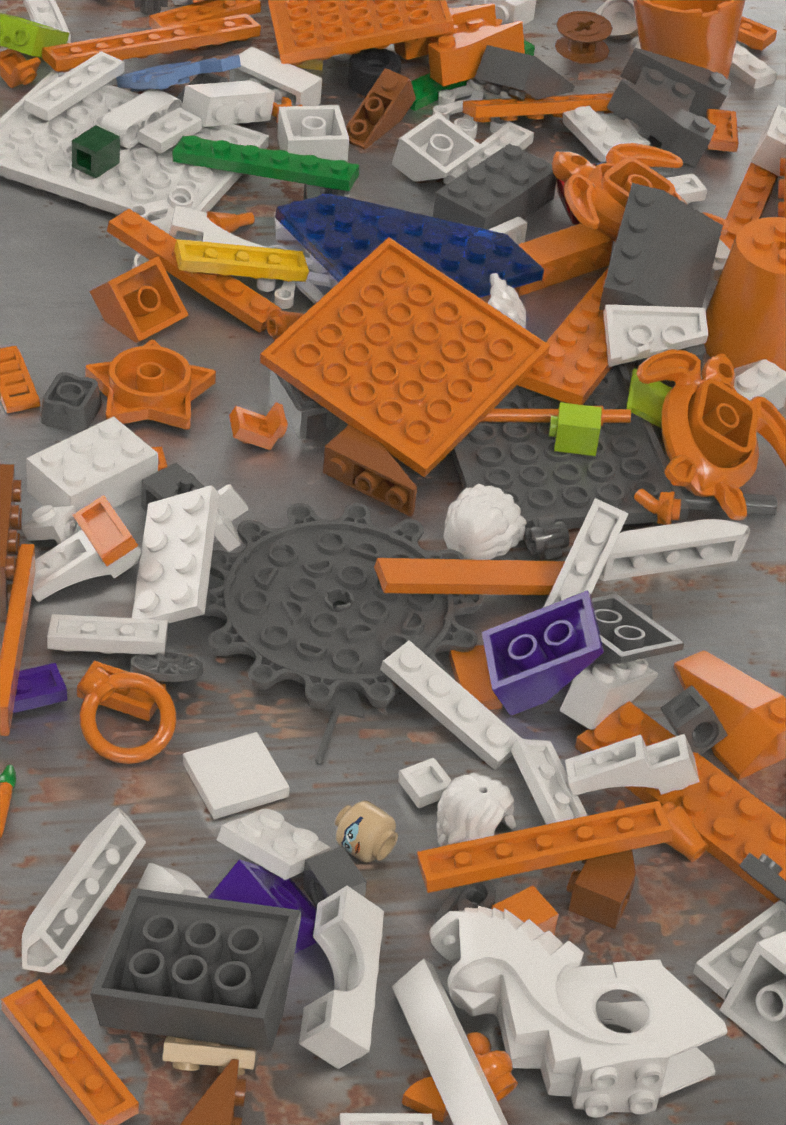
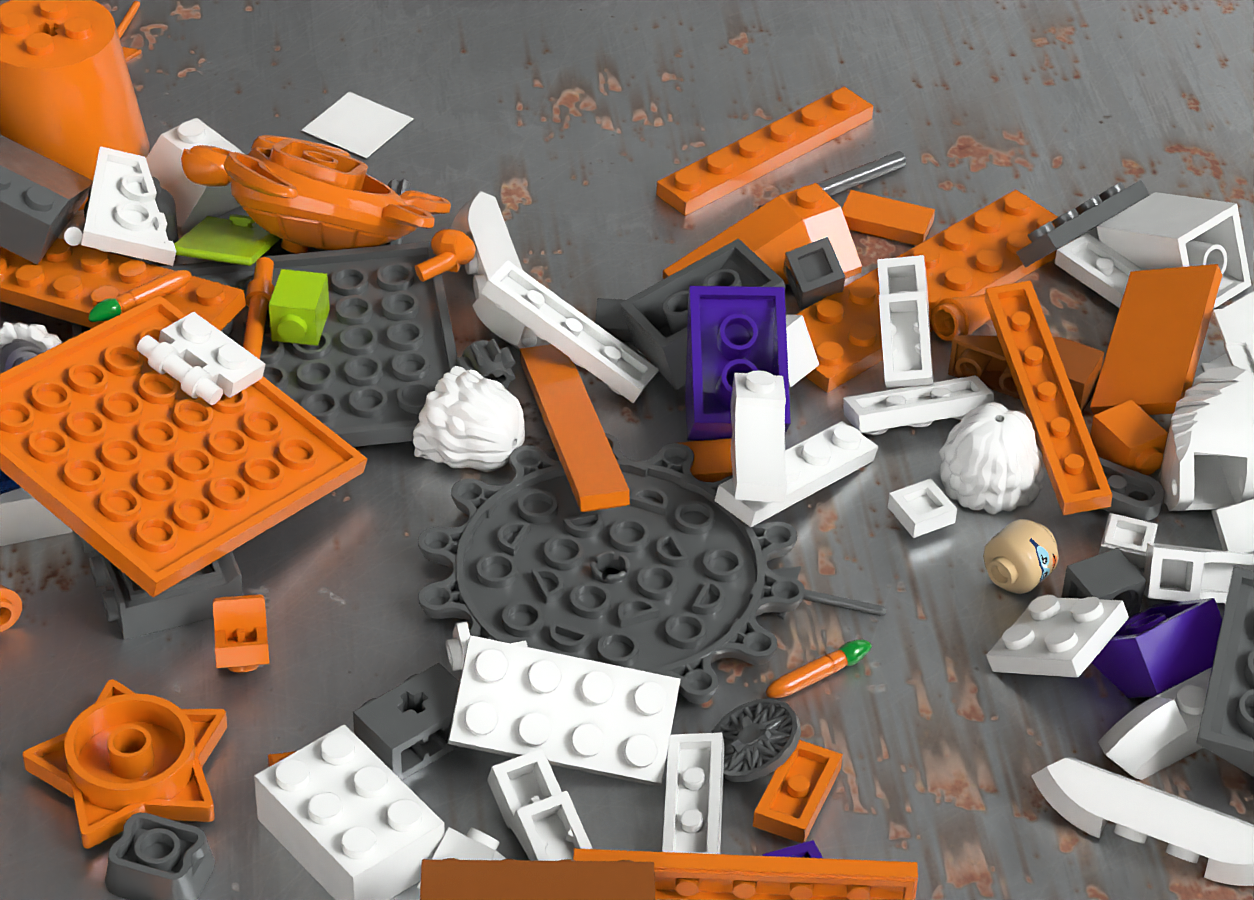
camera: 85 degrees left, 0 degrees up
(98, 688) = (828, 793): orange piece -> none
(105, 530) = (517, 780): orange tile -> none
(235, 775) = (926, 684): white tile -> none
(249, 715) = (814, 671): none -> orange piece
(369, 469) = (340, 525): dark orange slope -> none
(409, 920) = (1129, 536): none -> white tile
(448, 653) = (758, 437): none -> white slope
(490, 372) = (202, 359): none -> white plate
(557, 344) = (161, 286): none -> orange piece
(682, 949) = (1157, 338): none -> orange tile

